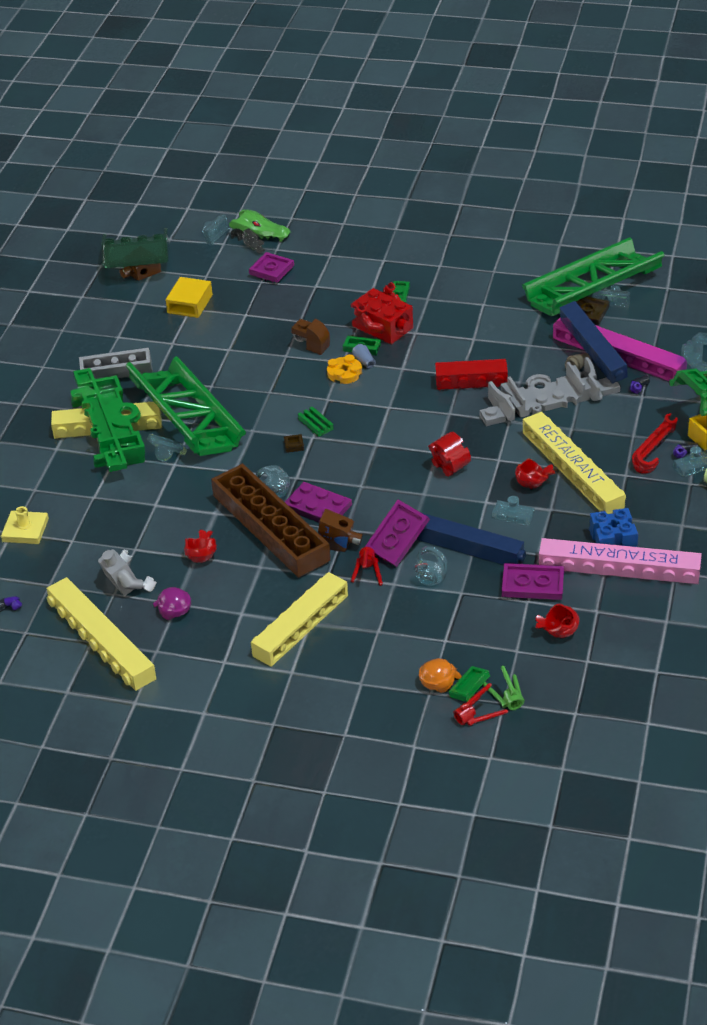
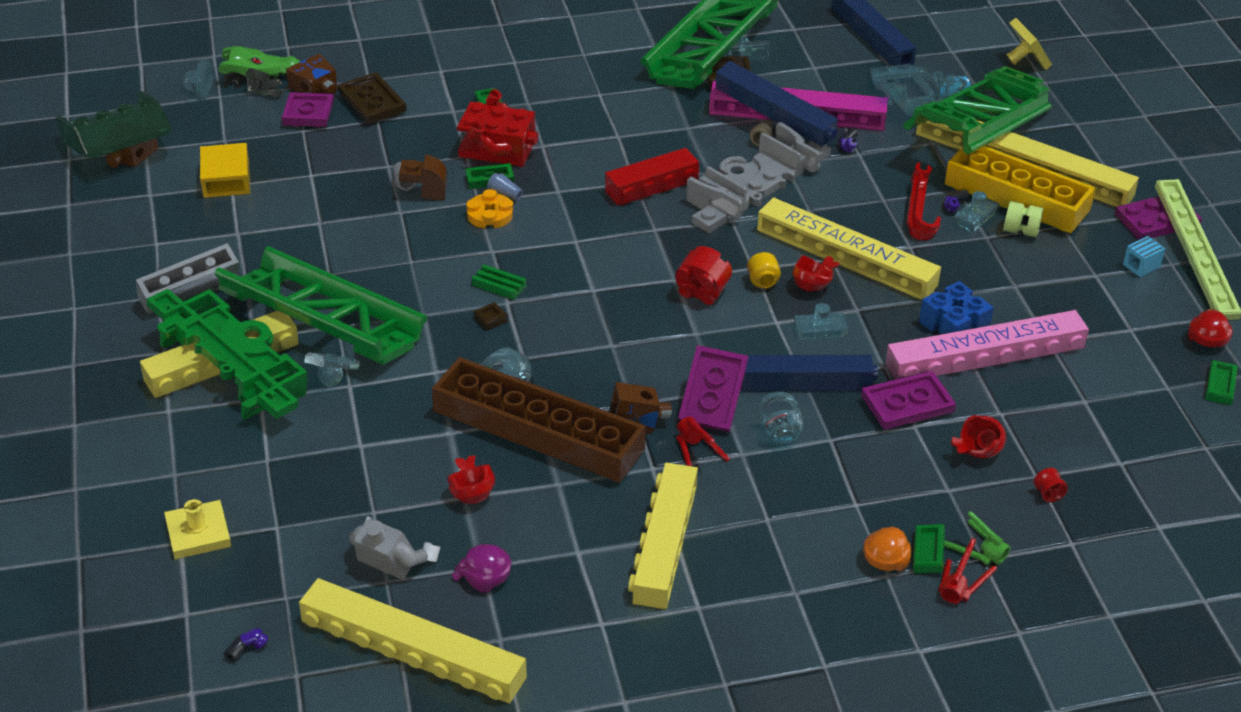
camera: 30 degrees left, 0 degrees up
(289, 244) = (312, 76): none -> reddish brown torso
(312, 501) = (579, 380): magenta plate -> none
(319, 269) = (372, 98): none -> dark brown plate
(498, 462) = (763, 270): none -> yellow head
(586, 669) = (1050, 485): none -> red wheel

